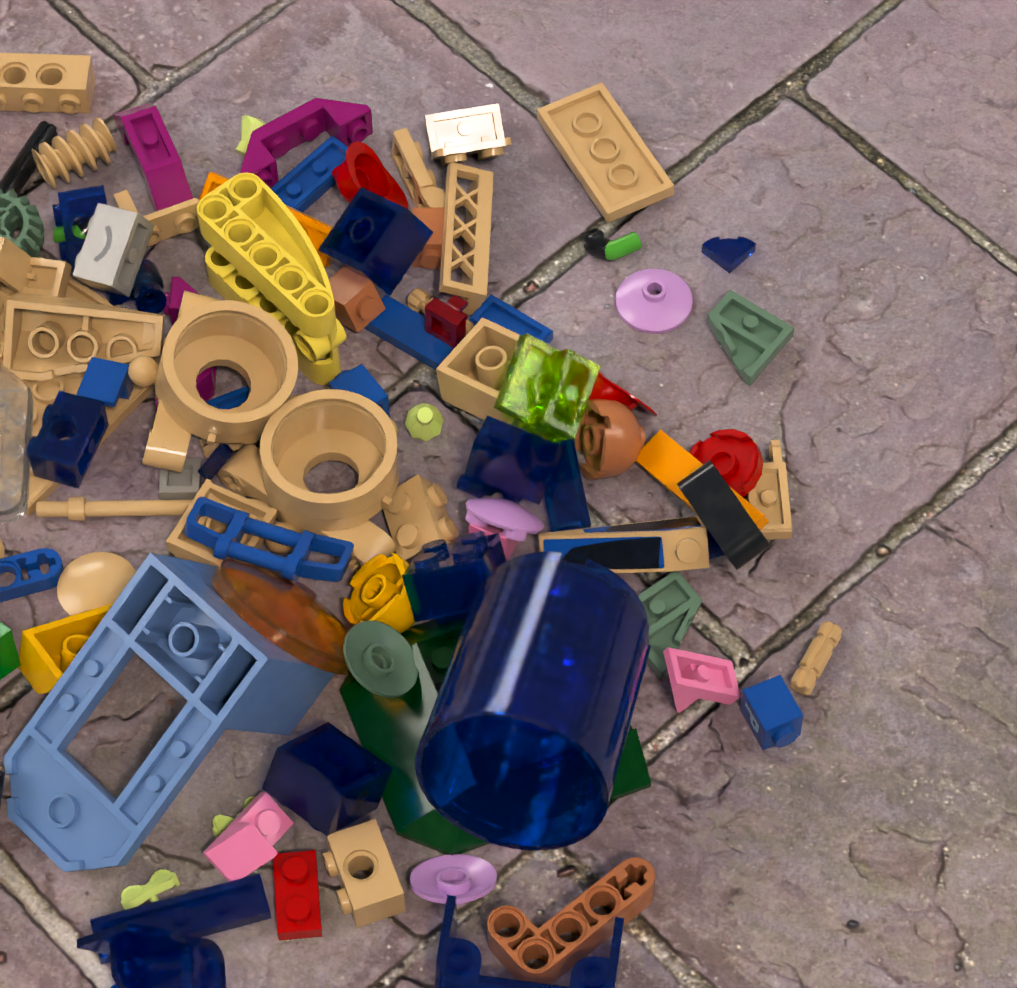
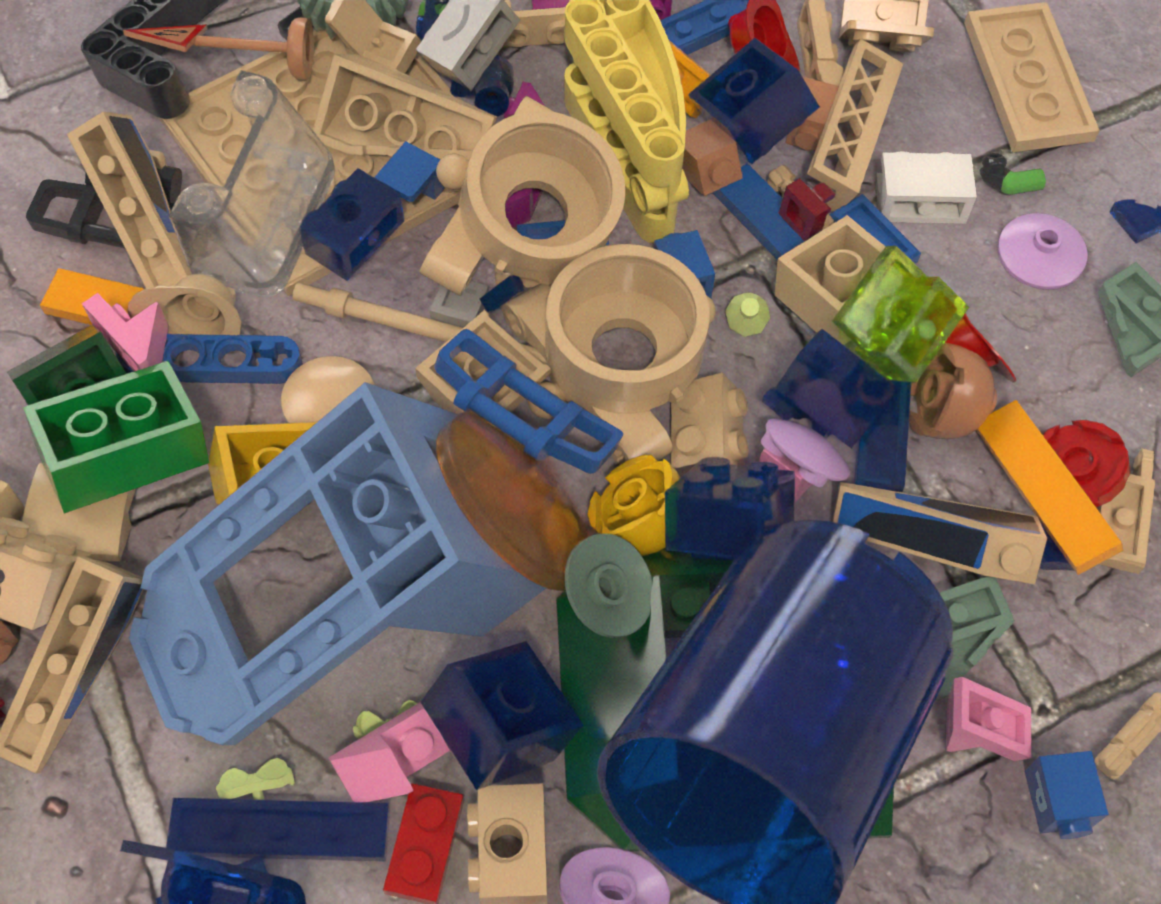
camera: 15 degrees right, 5 degrees up
(541, 274) = (926, 187): none -> white brick
(723, 515) = (1073, 529): black beam -> none

